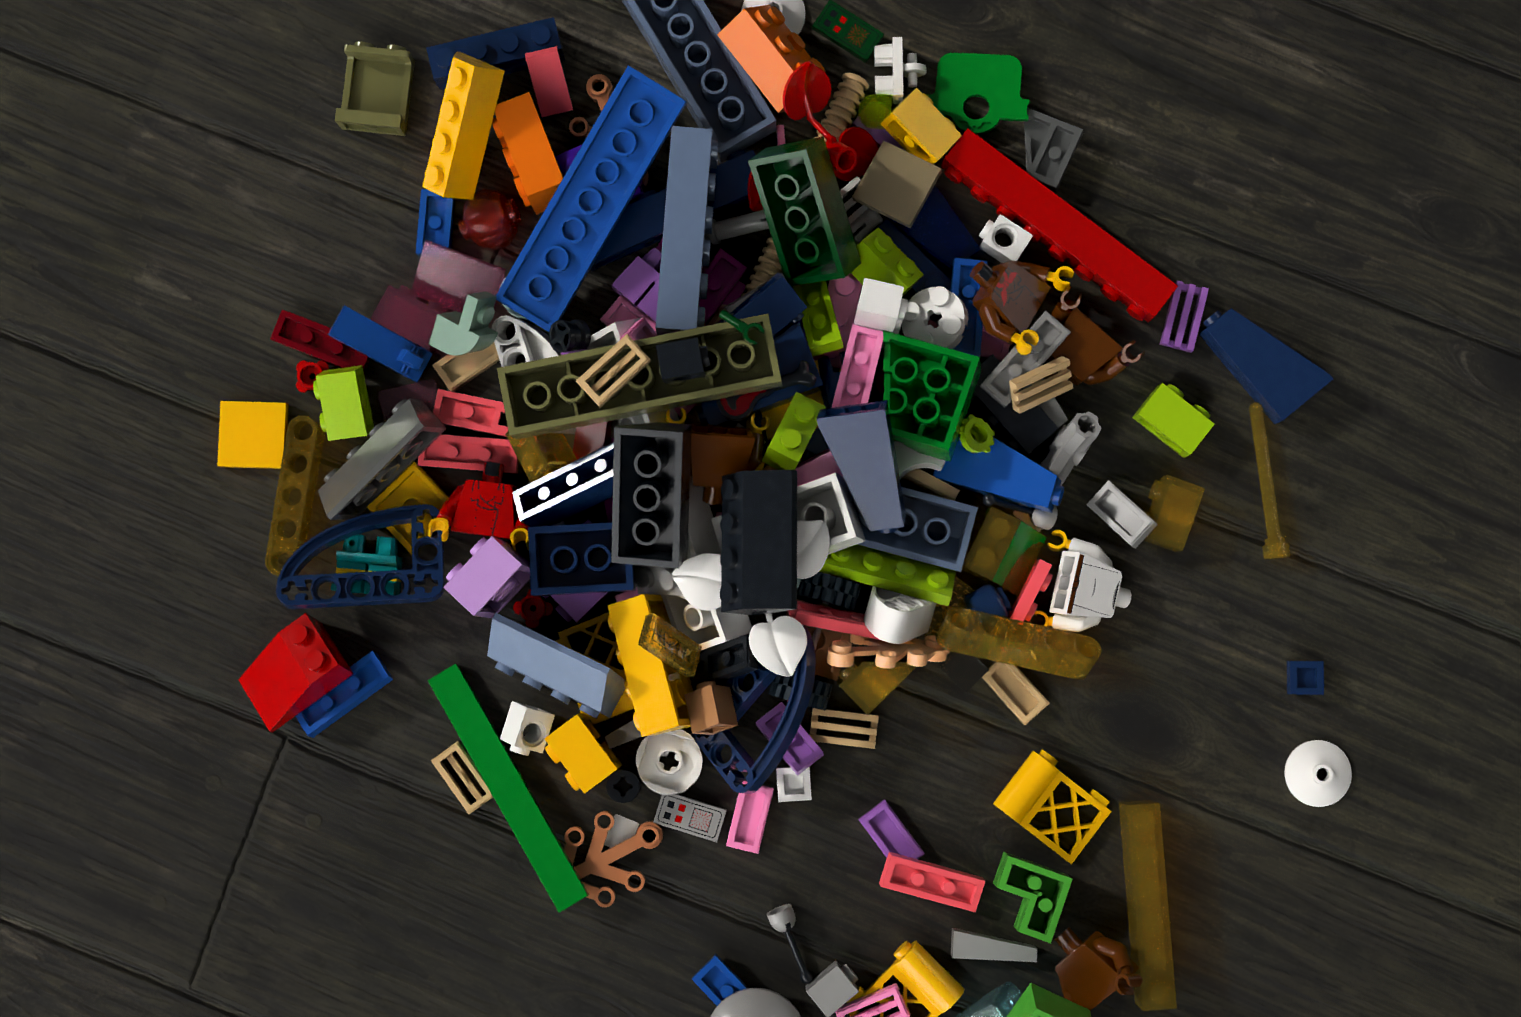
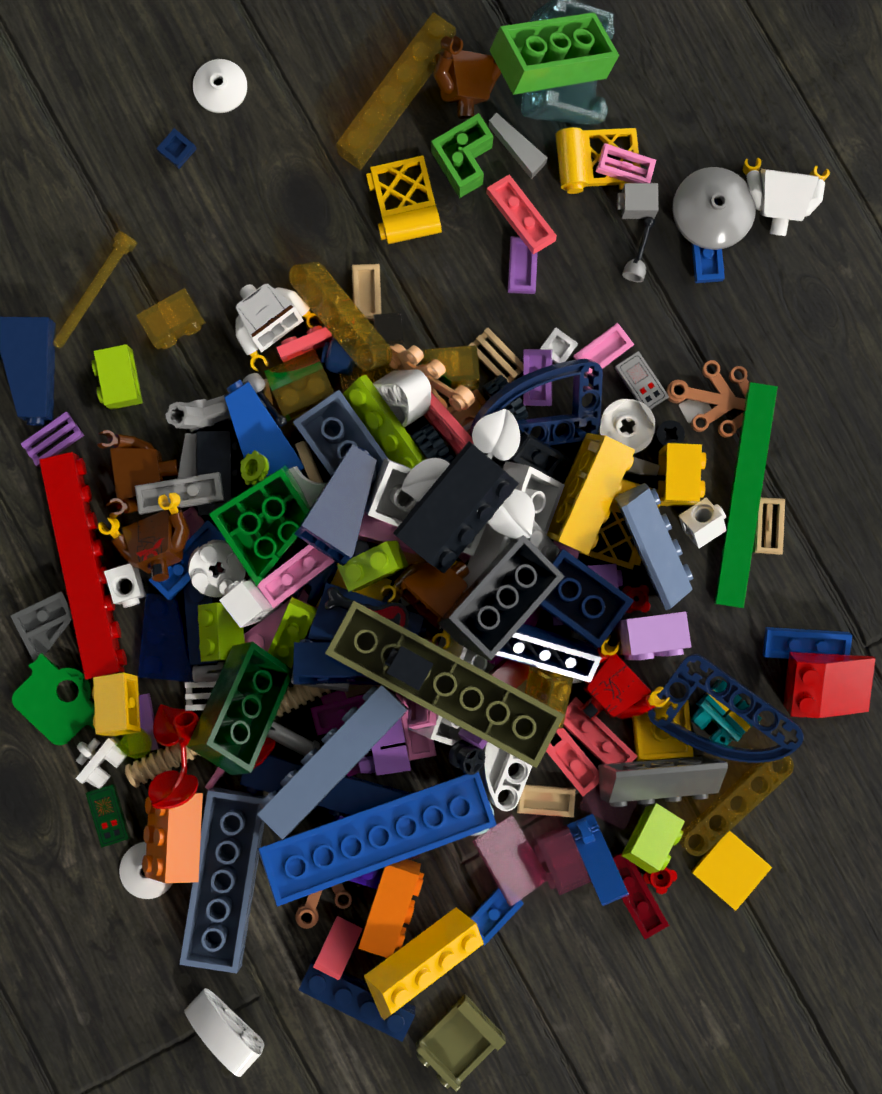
camera: 145 degrees left, 0 degrees up
(466, 331) = (534, 818): sand green brick -> none
(490, 219) = (454, 884): clear red plant -> none
(623, 380) = (453, 700): tan tile -> none
(669, 645) = (568, 493): clear yellow tile -> none
(710, 708) = (574, 434): medium nougat brick -> none
(741, 326) = (349, 656): dark green hand -> none
(897, 184) = (164, 680): dark tan tile -> none
(1041, 389) = (184, 464): tan tile -> none
(1122, 514) = (203, 343): light grey tile -> none

